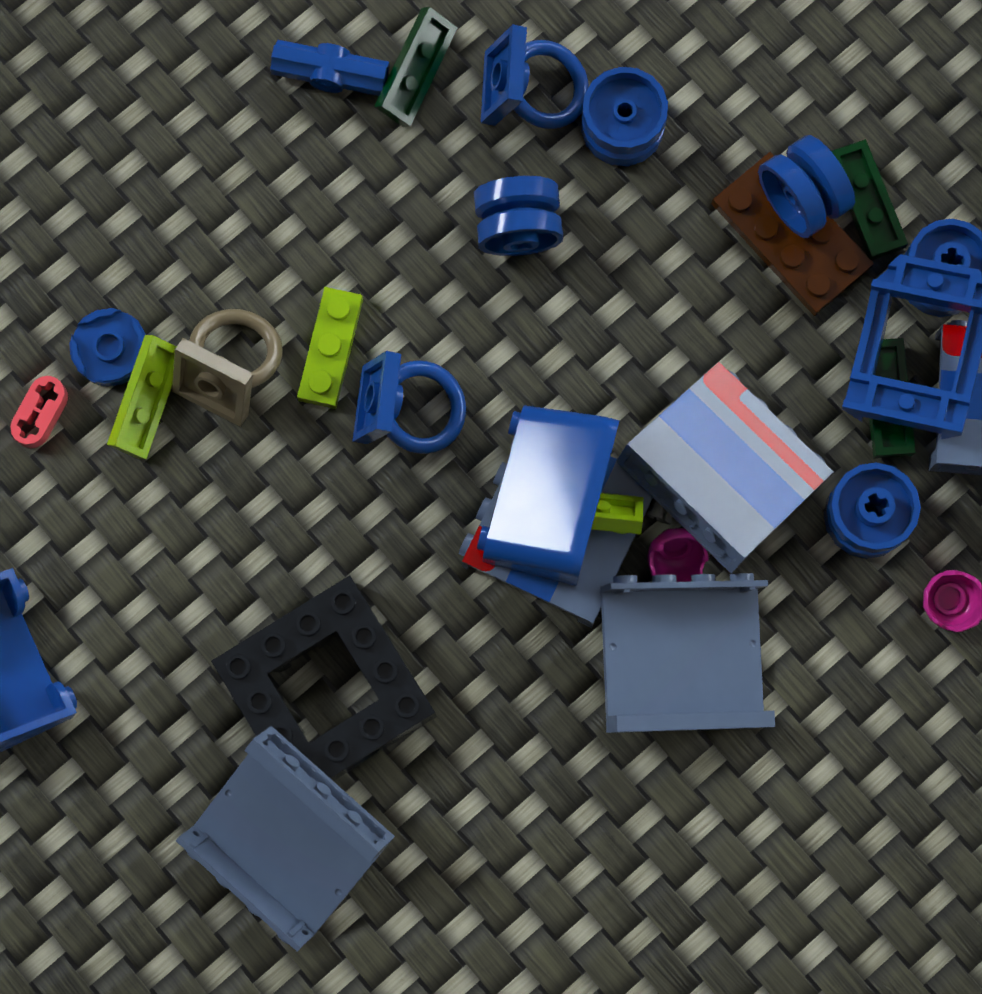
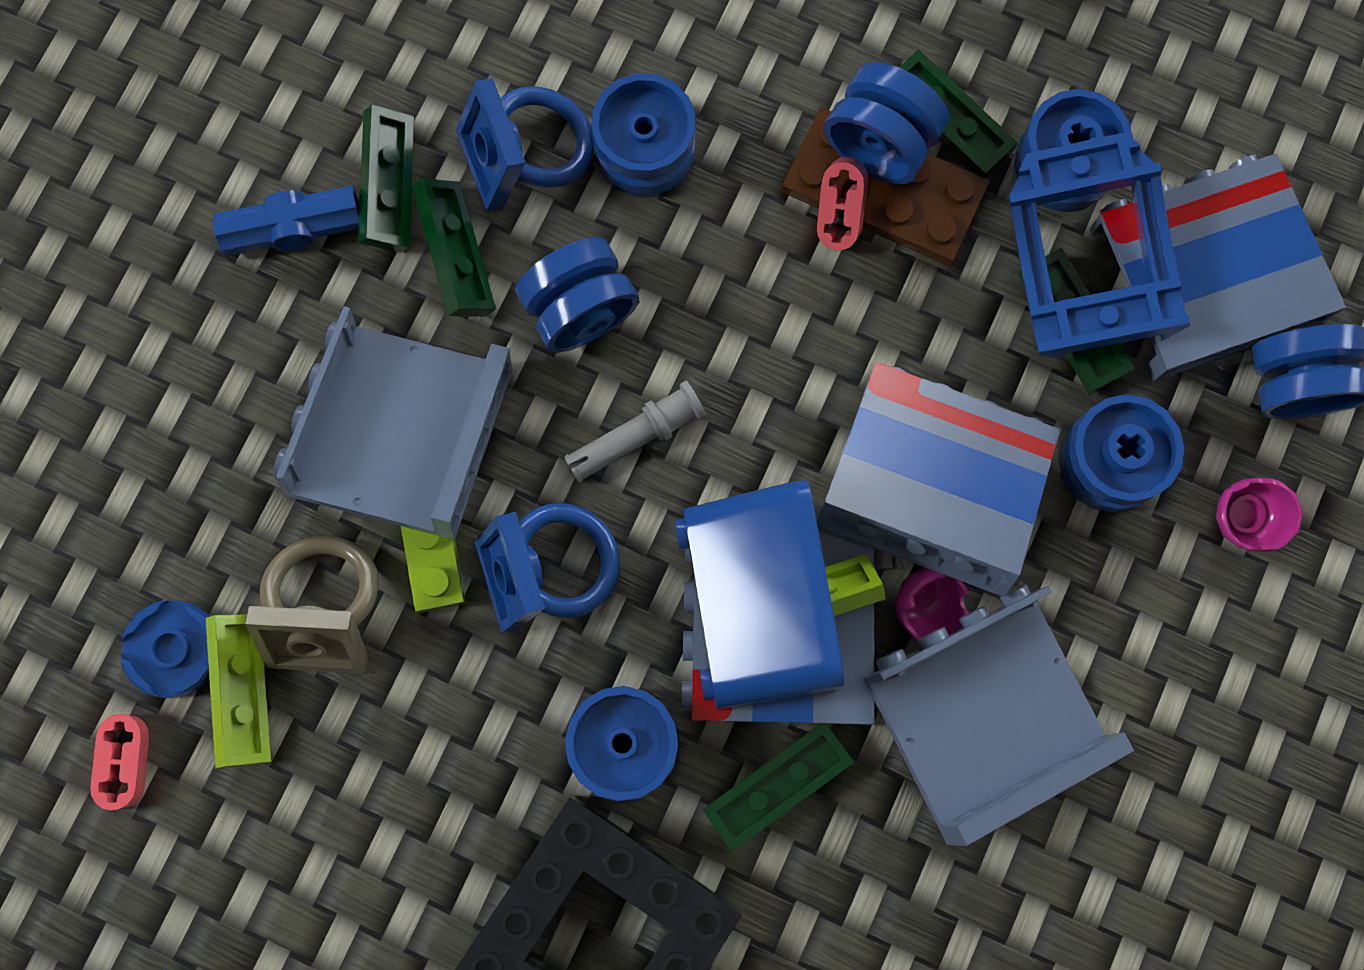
camera: 25 degrees left, 0 degrees up
(341, 255) = (393, 428): none -> sand blue panel
(381, 550) = (592, 743): none -> blue wheel
(443, 140) = (453, 248): none -> dark green plate
(504, 639) = (778, 786): none -> dark green plate
(536, 336) = (656, 421): none -> light grey pin
(743, 228) = (831, 203): none -> coral beam

